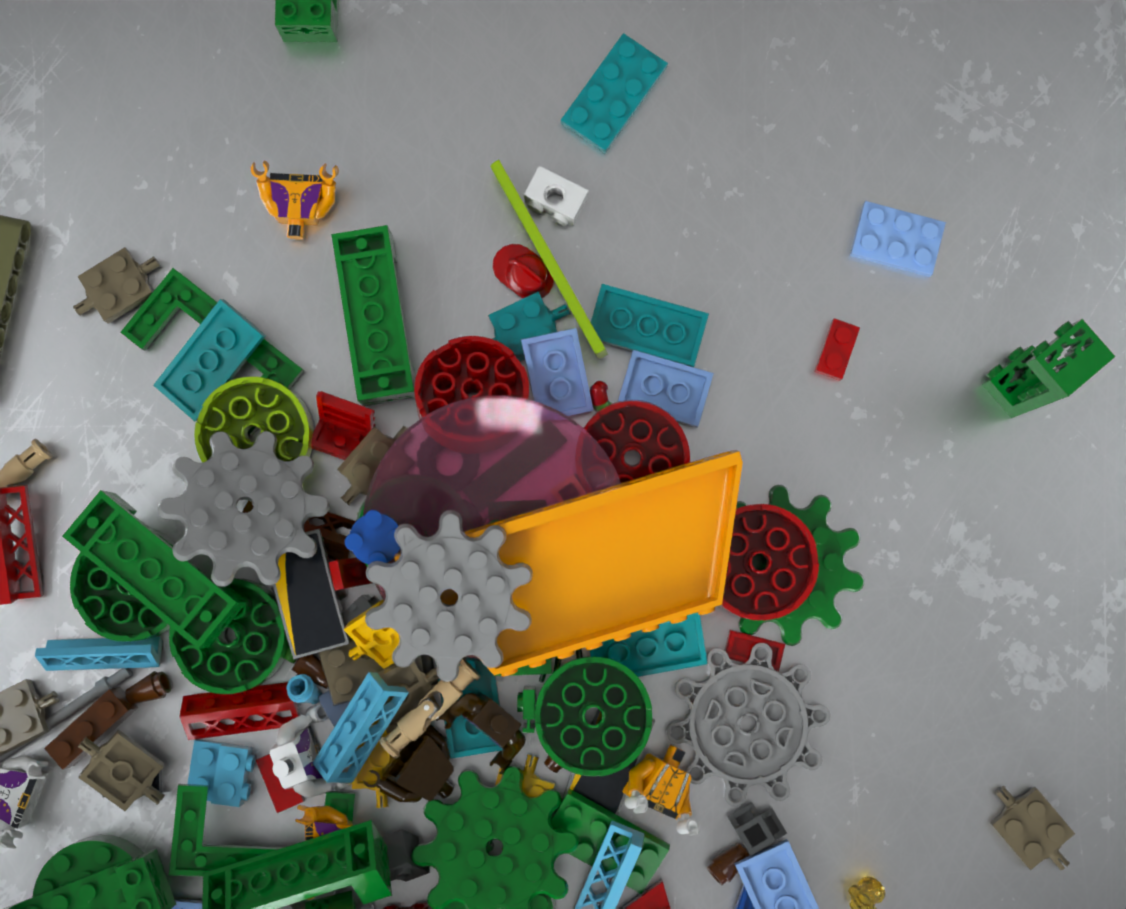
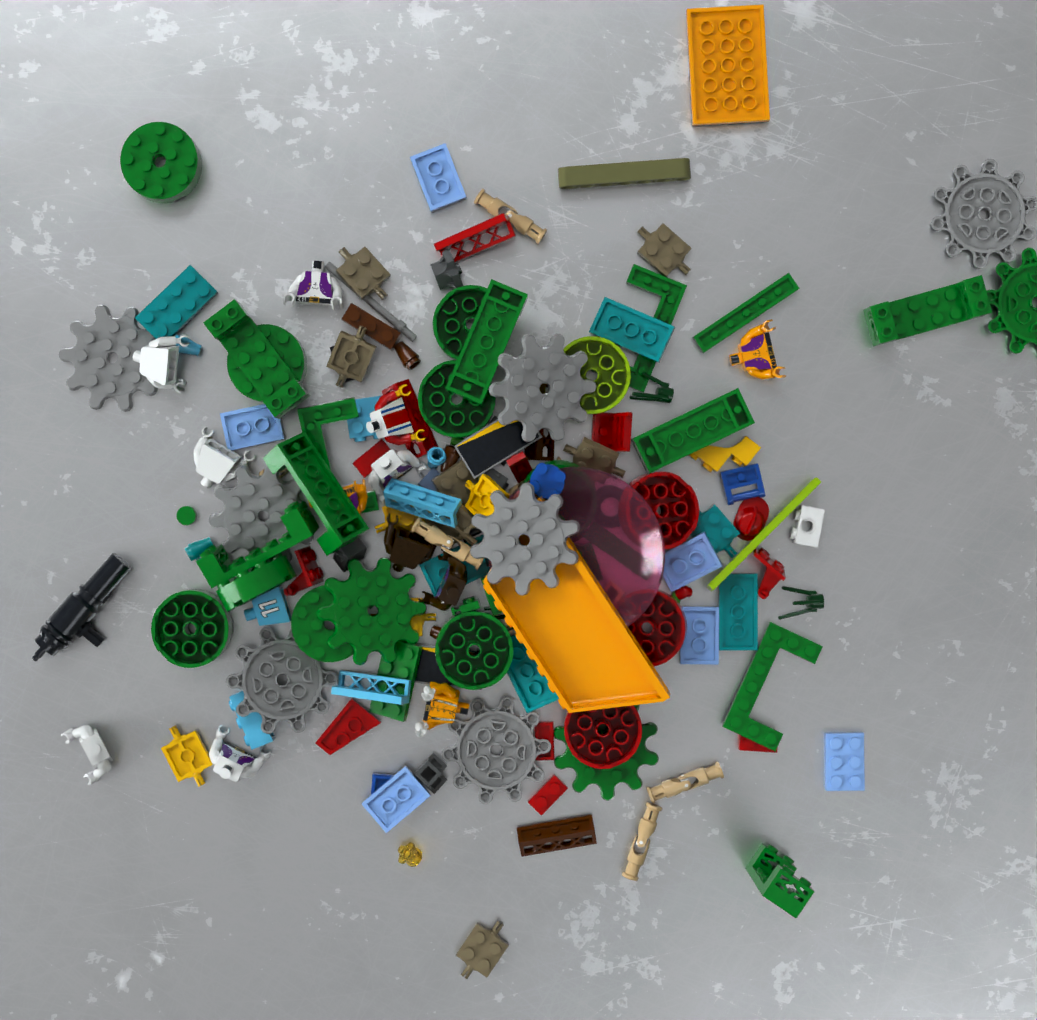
camera: 75 degrees right, 5 degrees up
(45, 597) = (447, 271): none -> dark grey brick
(99, 654) = (420, 317): medium azure fence -> none
(229, 738) = (391, 419): none -> torso
(236, 198) = (745, 312): none -> green plate
(314, 344) = (662, 394): none -> dark green plant
(421, 297) = (714, 457): none -> yellow arch
(461, 269) = (742, 477): none -> blue plate
(609, 262) = (773, 573): none -> red plate
(614, 93) = (890, 544): teal plate -> none
(662, 219) = (813, 602): none -> dark green plant
(723, 867) = (401, 759): reddish brown cone -> none
(794, 366) = (772, 640): none -> green plate
(832, 667) = (547, 794): none -> red plate
(869, 481) = (676, 785): none -> tan piece
(891, 672) = (556, 833): none -> reddish brown fence
(919, 541) = (645, 830): none -> tan piece

